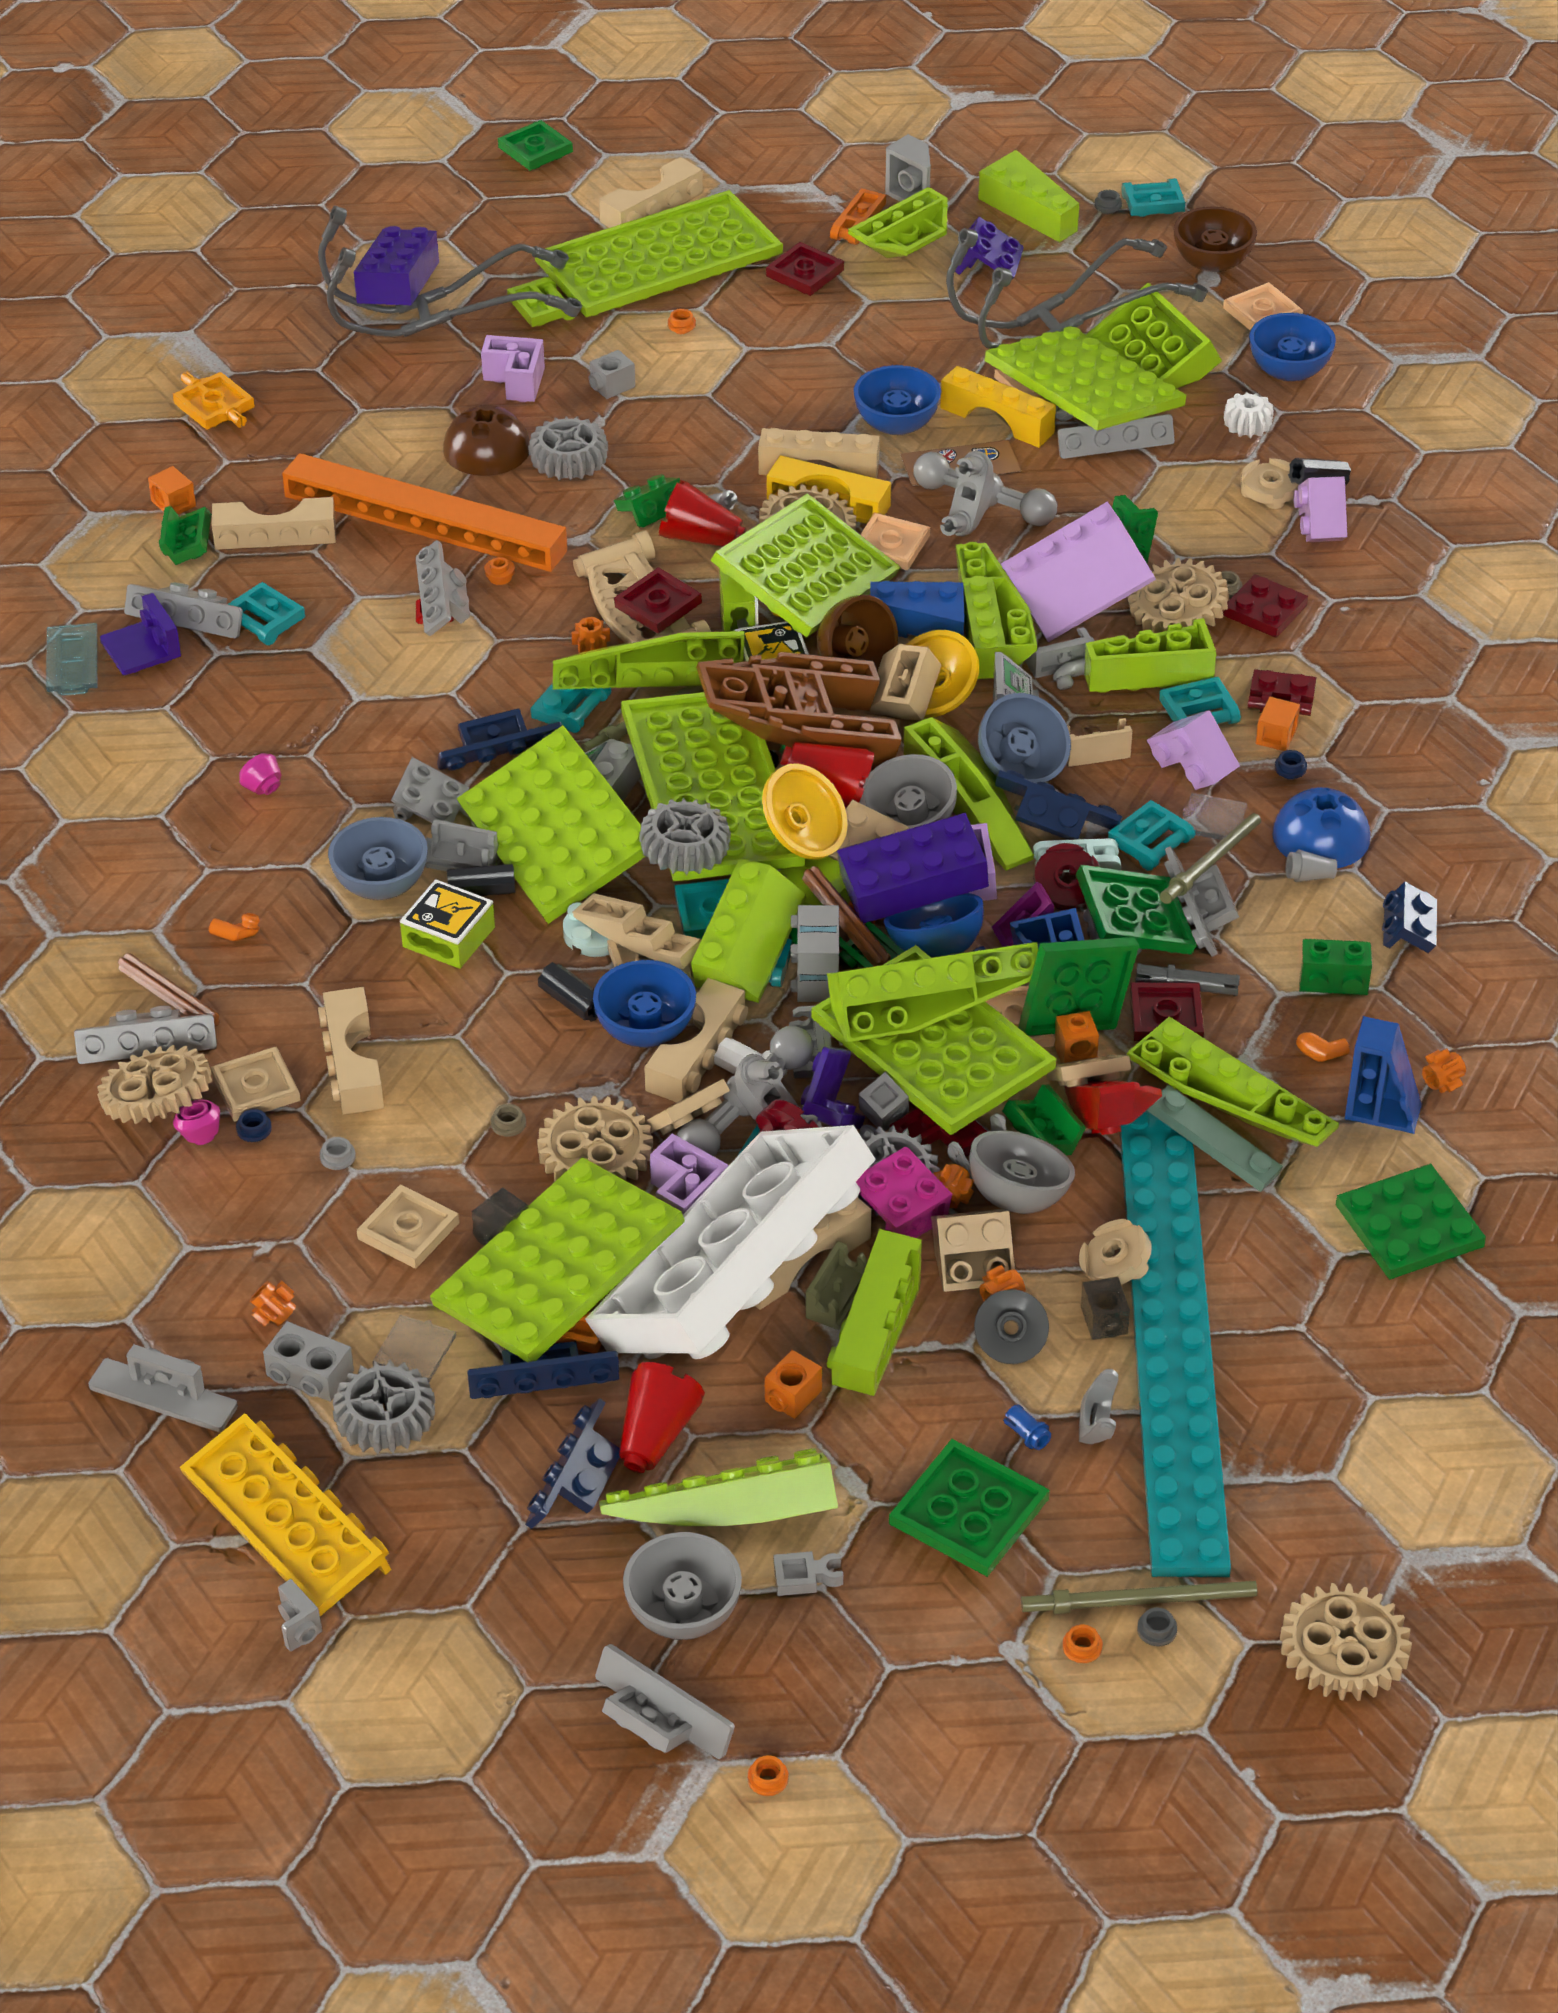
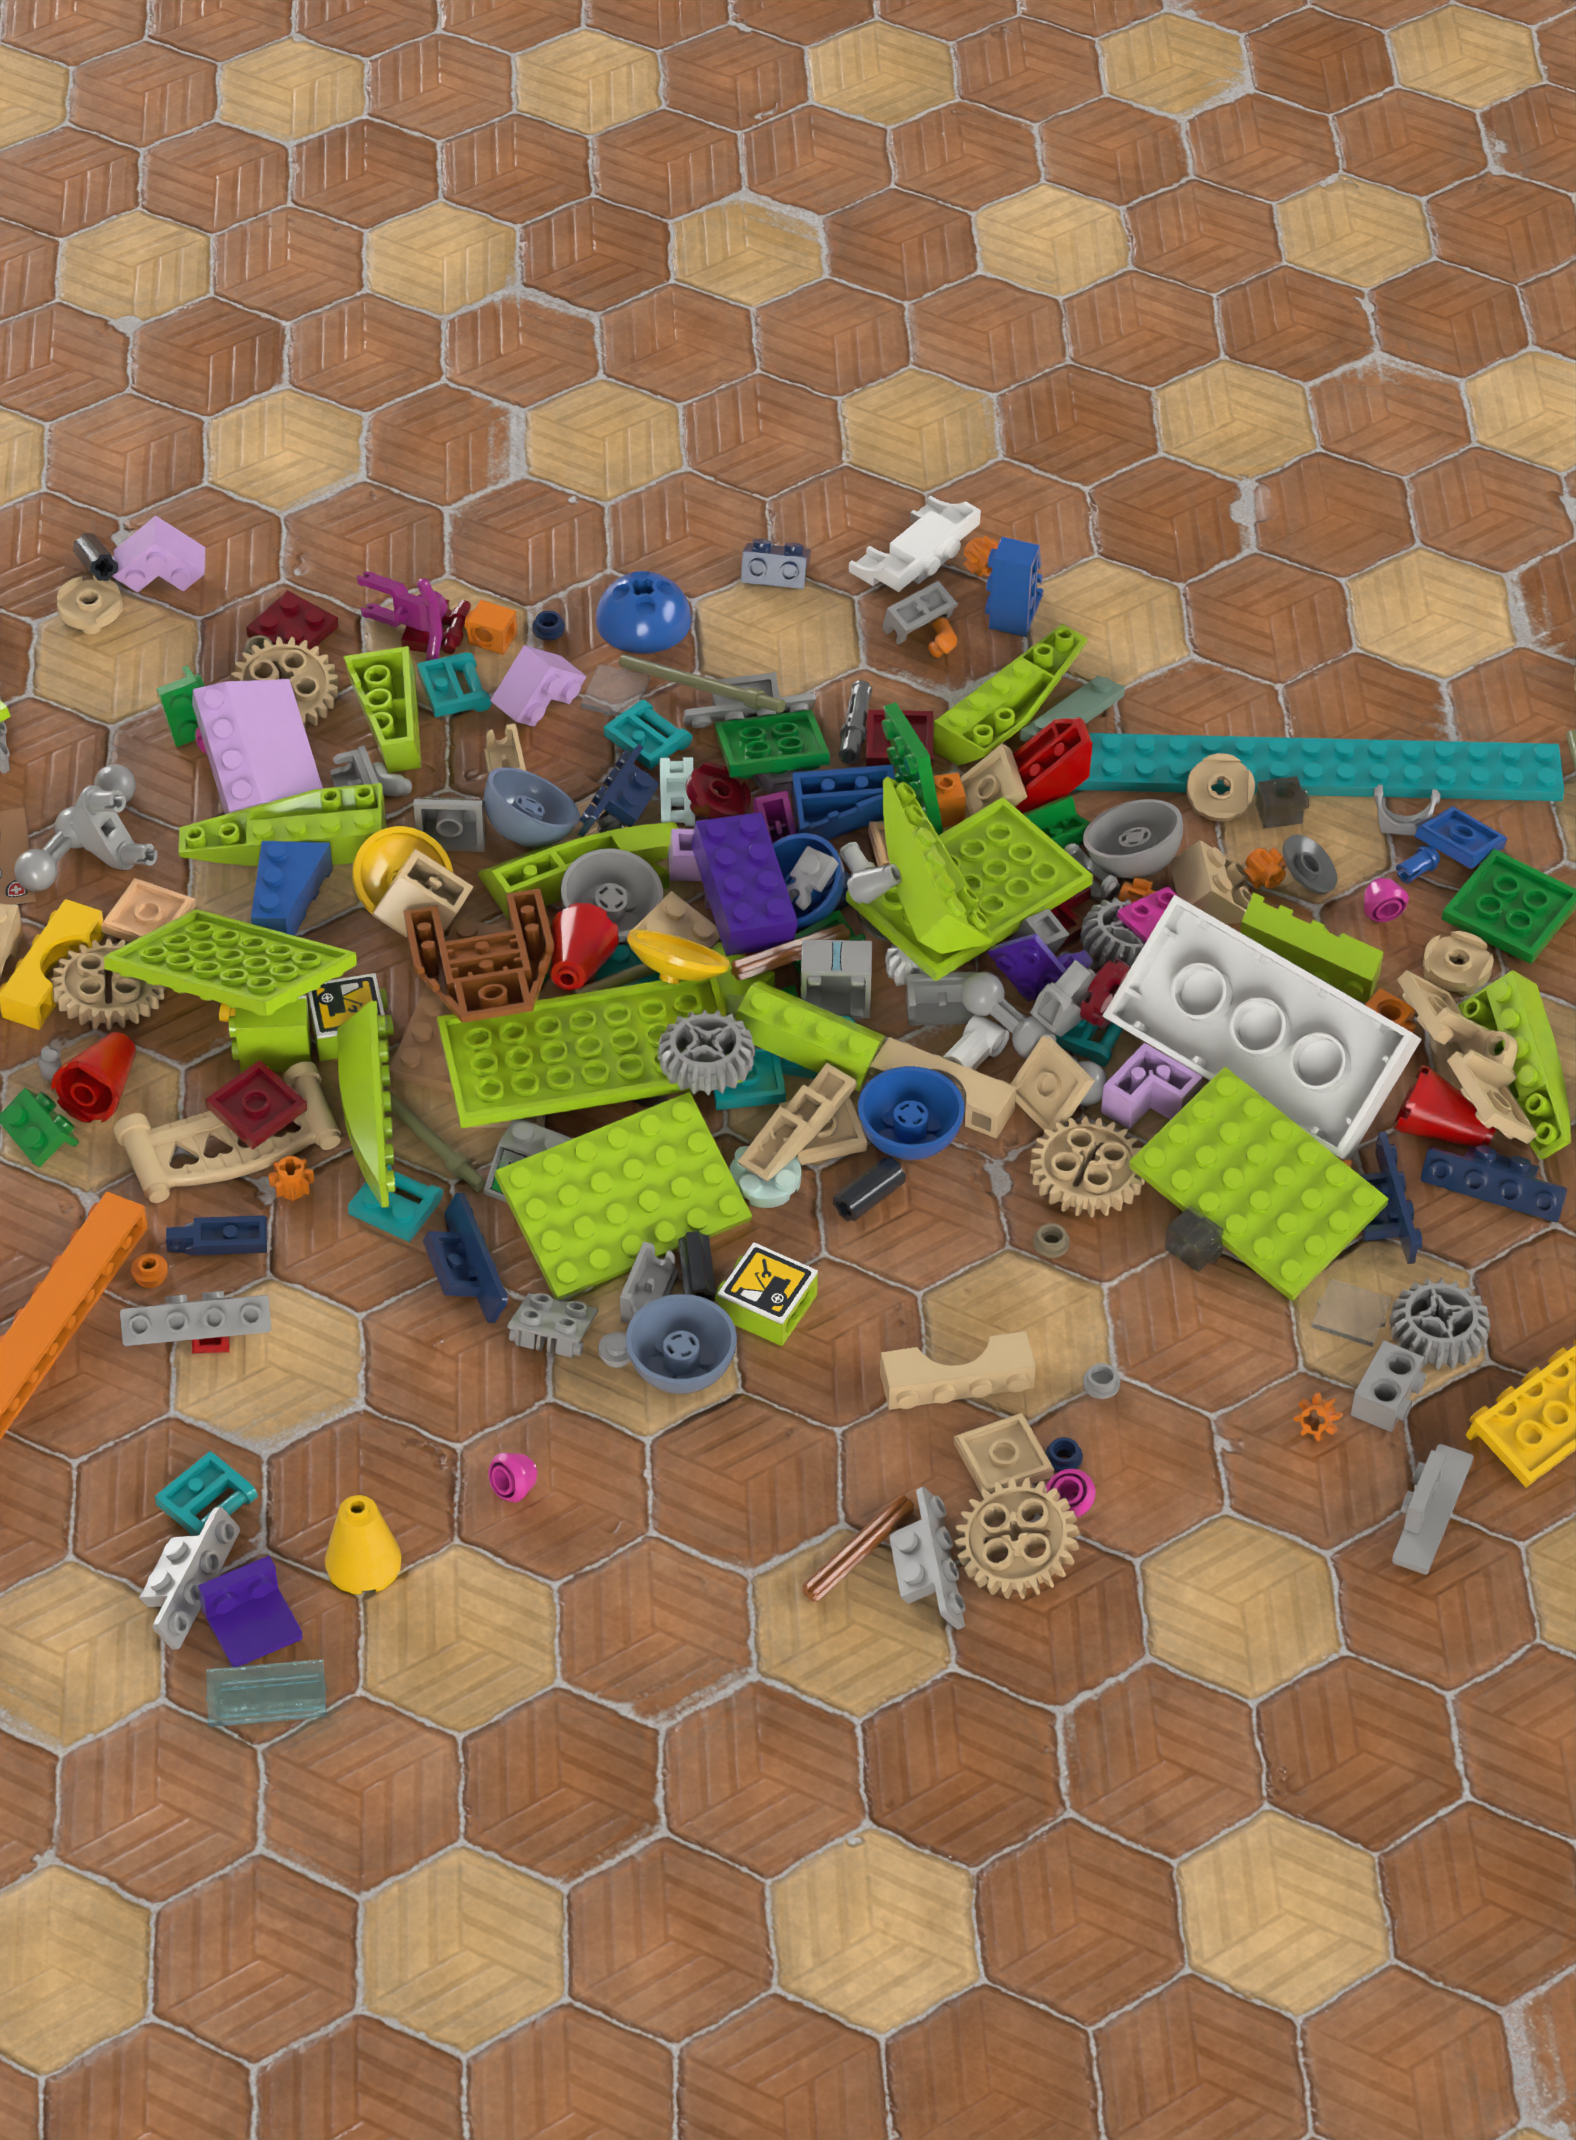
camera: 90 degrees left, 5 degrees up
(186, 535) = (43, 1583): green bracket -> none
(194, 687) = (361, 1548): none -> yellow cone
(235, 932) = (762, 1490): orange arm -> none
(306, 524) = (35, 1530): tan arch -> none
(408, 1226) = (1202, 1316): tan plate -> none
(531, 604) = (219, 1236): none -> dark blue hinge
(661, 1439) = (1480, 1072): none -> tan plate
(858, 630) = (345, 927): reddish brown piece -> none
(879, 1472) = (1453, 977): none -> tan plate
(908, 936) = (873, 882): none -> light grey cone
(929, 913) = (810, 873): none -> light grey plate
(966, 1389) = (1384, 900): none -> dark pink cone
(1067, 1463) = (1460, 837): none -> blue tile
(1275, 658) = (418, 612): none -> magenta piece
(1309, 866) = (701, 625): light grey cone -> none
(1335, 966) = (848, 610): green bracket -> none
(1339, 1011) = (918, 610): none -> light grey hinge
(1410, 1221) = (1156, 603): green plate -> none
(1449, 1021) = (920, 547): none -> white bracket

